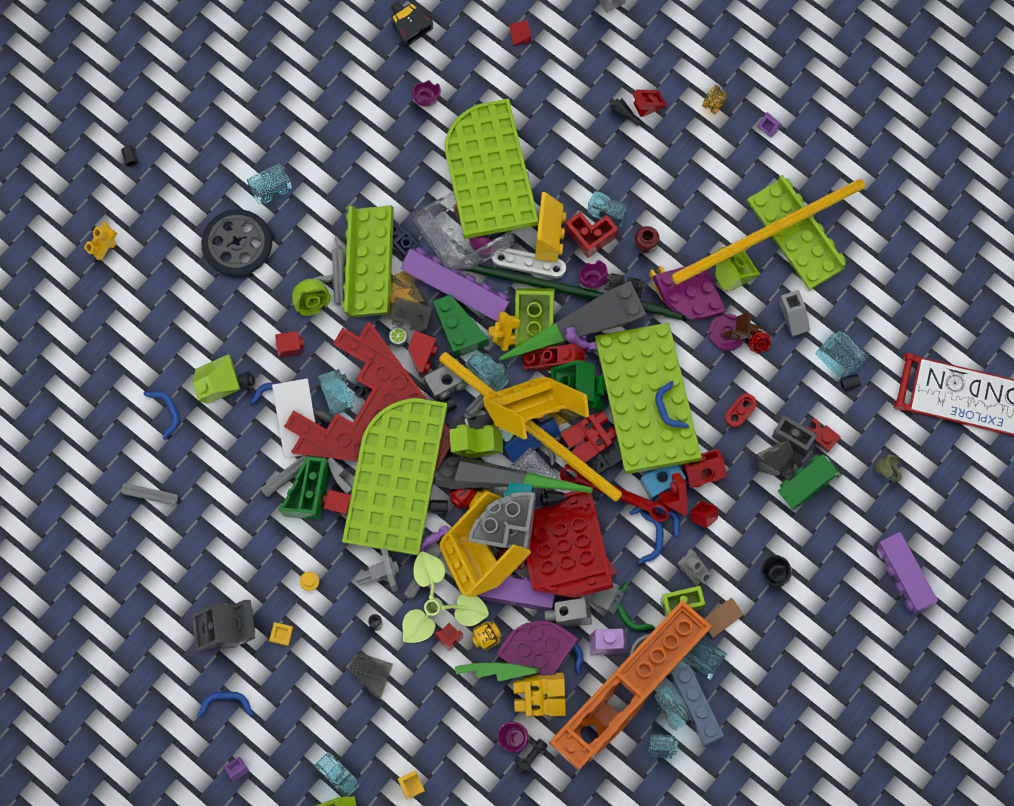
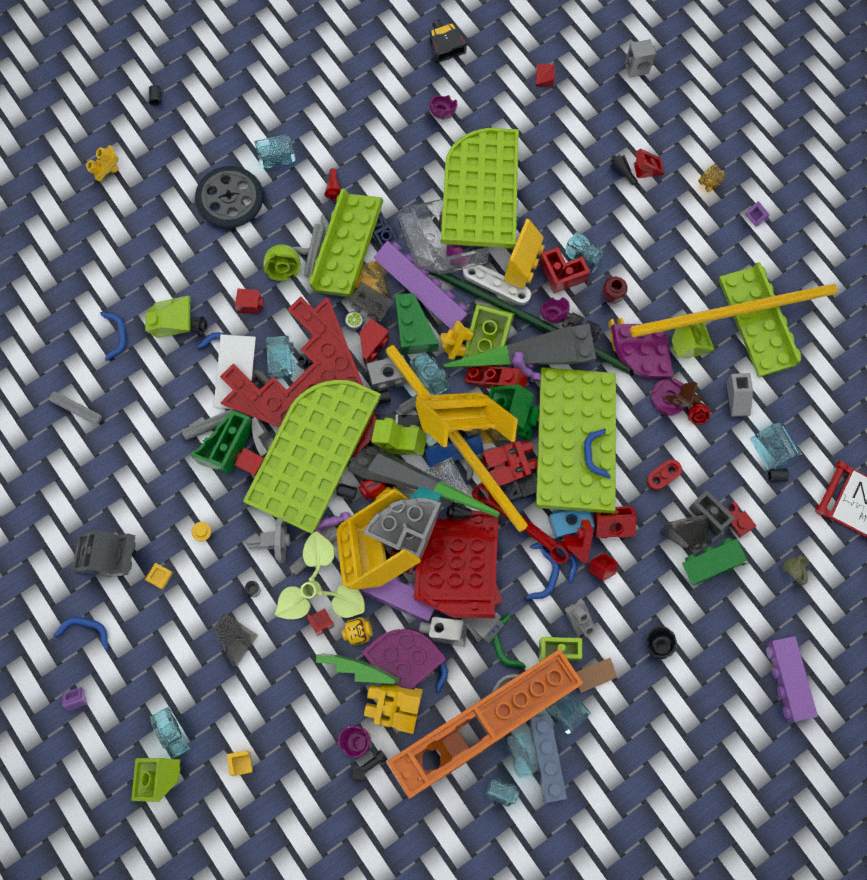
camera: 10 degrees right, 0 degrees up
(339, 208) = (333, 188): none -> red cone
(608, 642) = (475, 670): lavender torso -> none

